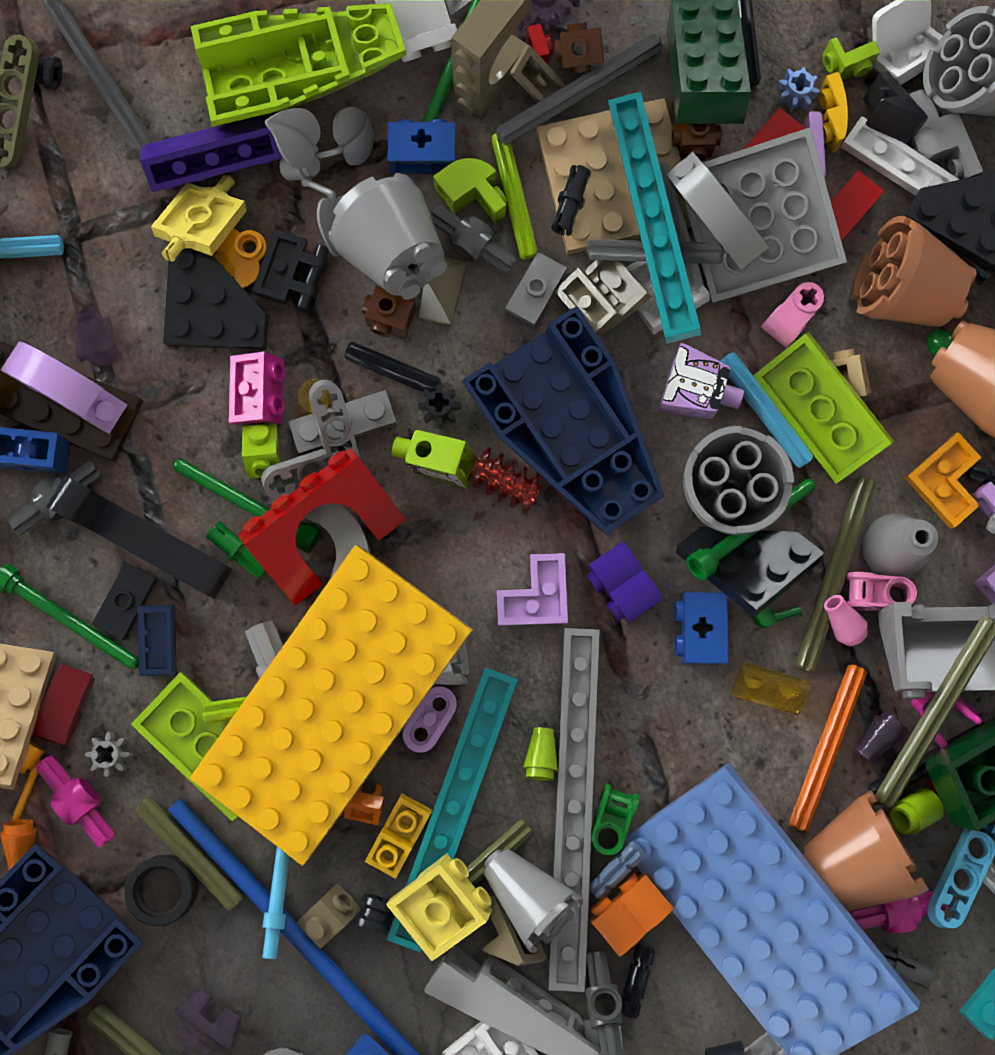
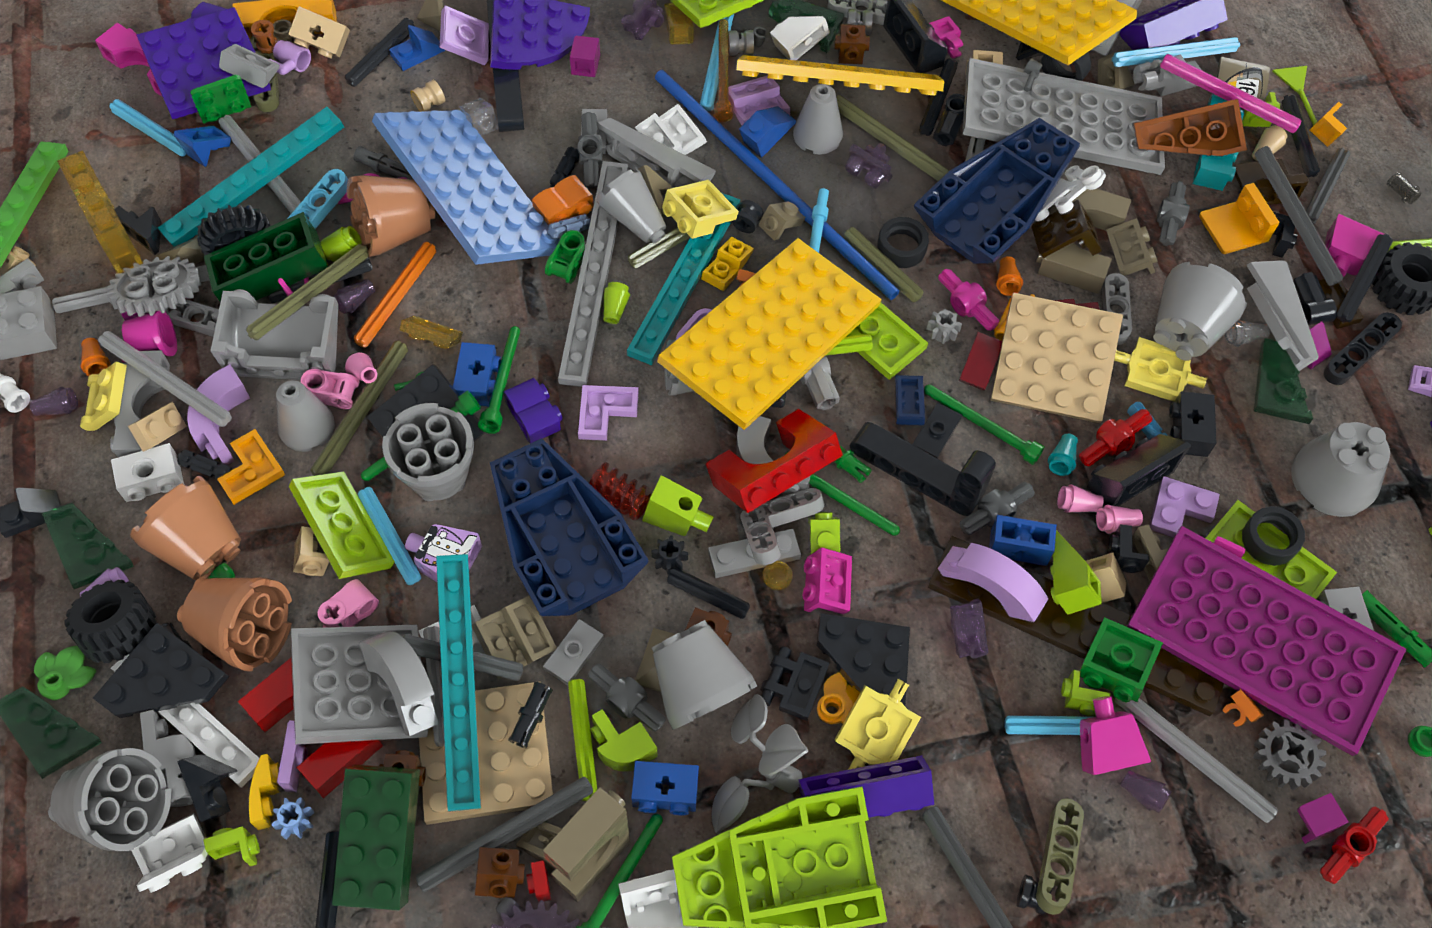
camera: 175 degrees left, 20 degrees down
(672, 558) = (491, 419): none -> green piece

